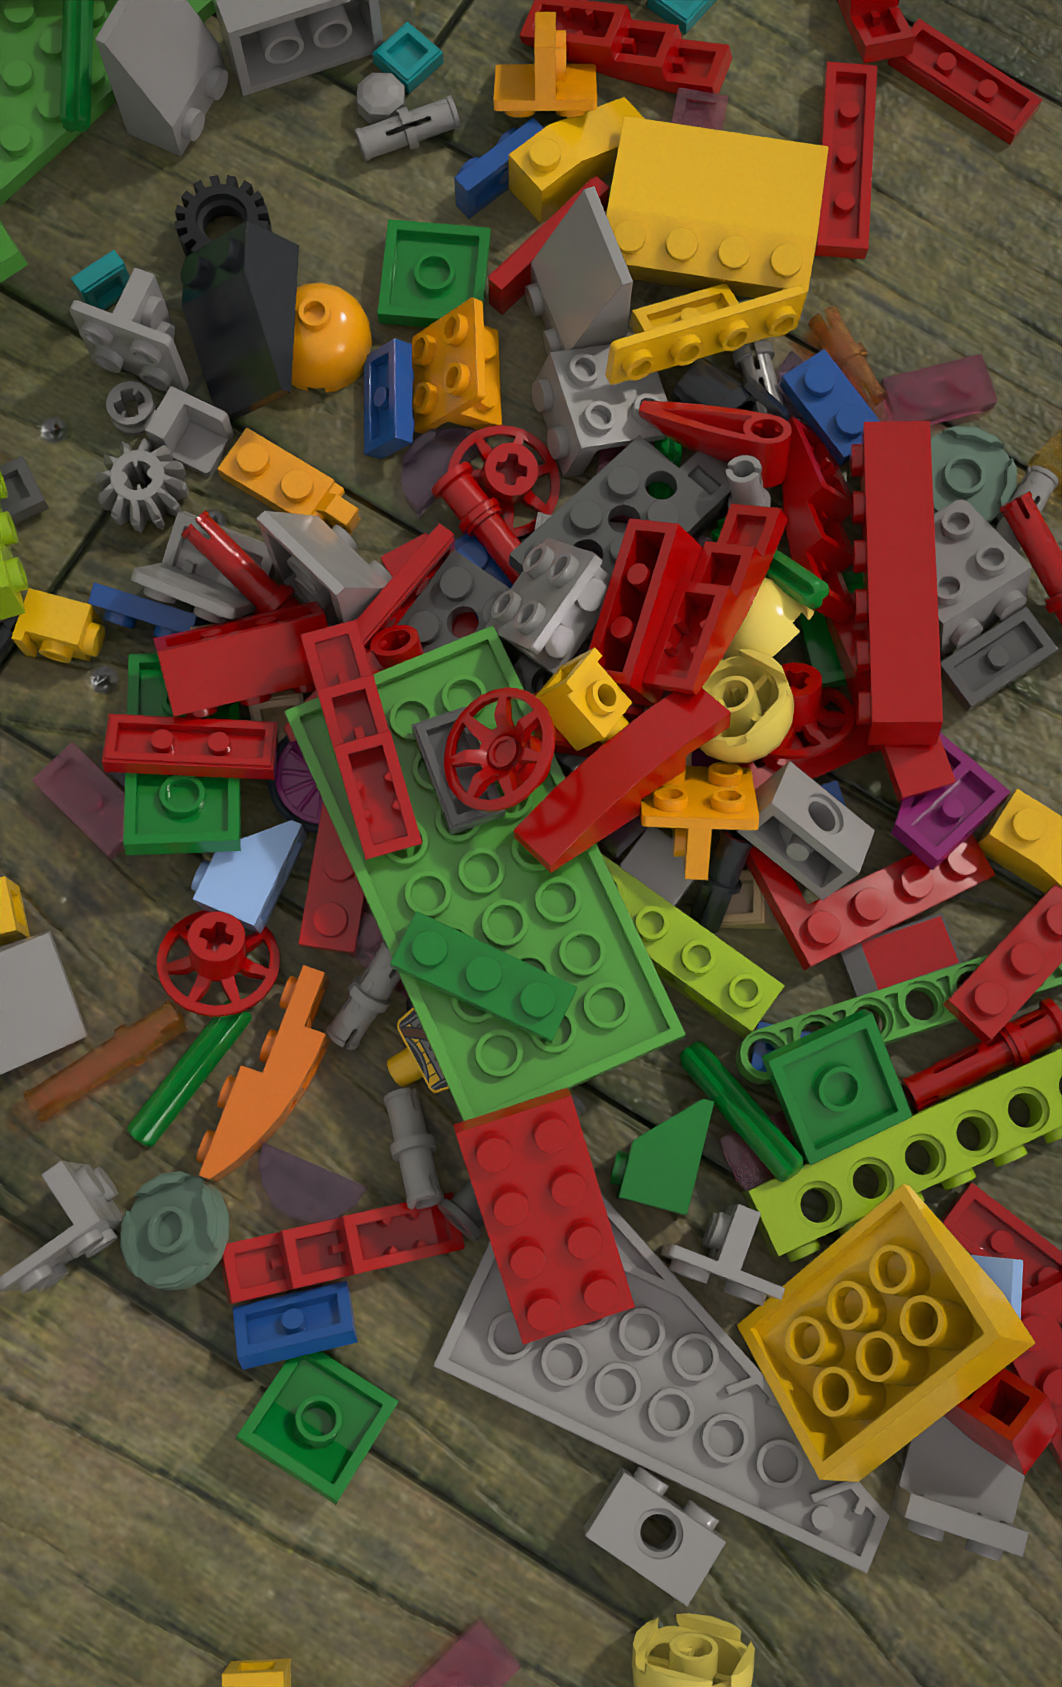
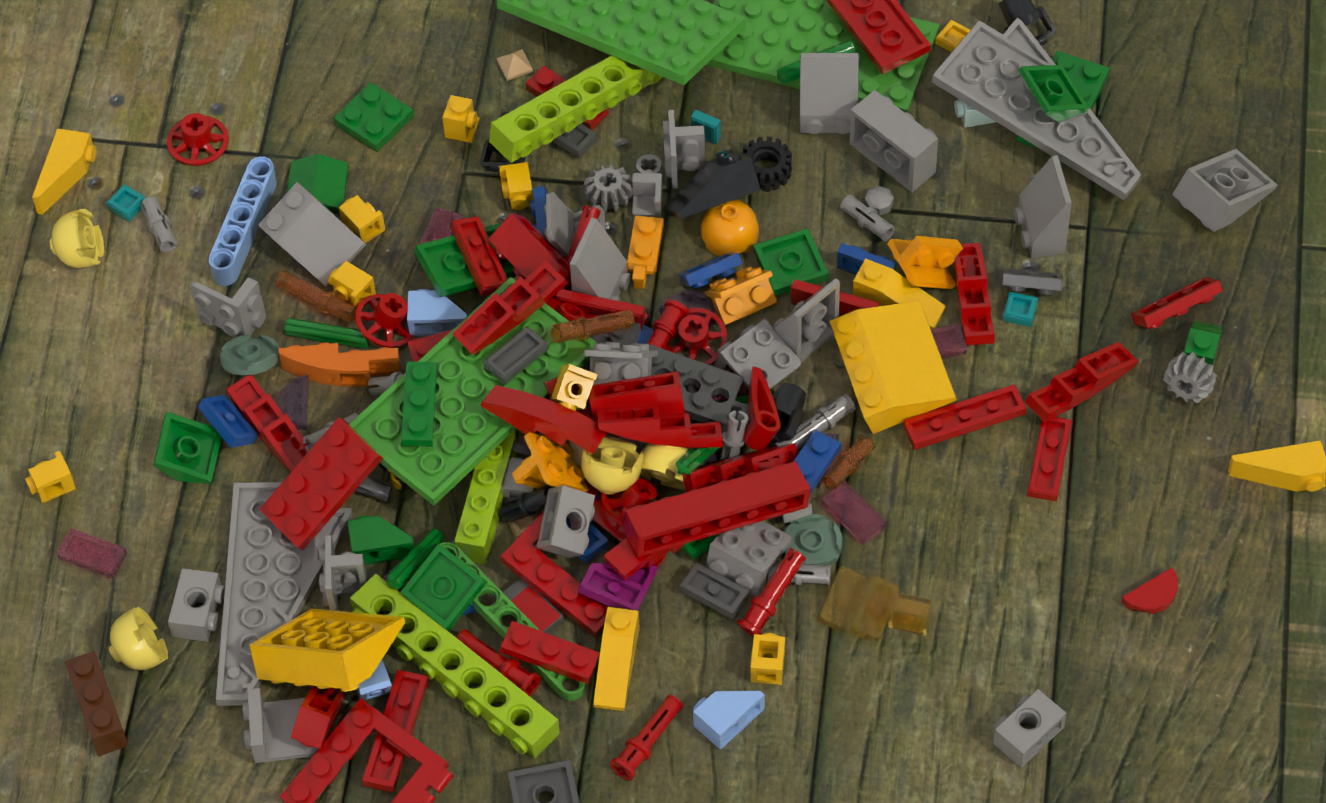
camera: 70 degrees right, 20 degrees down
(116, 991) = (351, 283): none -> yellow brick
(408, 57) = (911, 203): teal tile -> none
(462, 663) = (582, 328): none -> clear orange pin
(506, 752) = (528, 366): red wheel -> none
(699, 326) = (814, 376): yellow bracket -> none

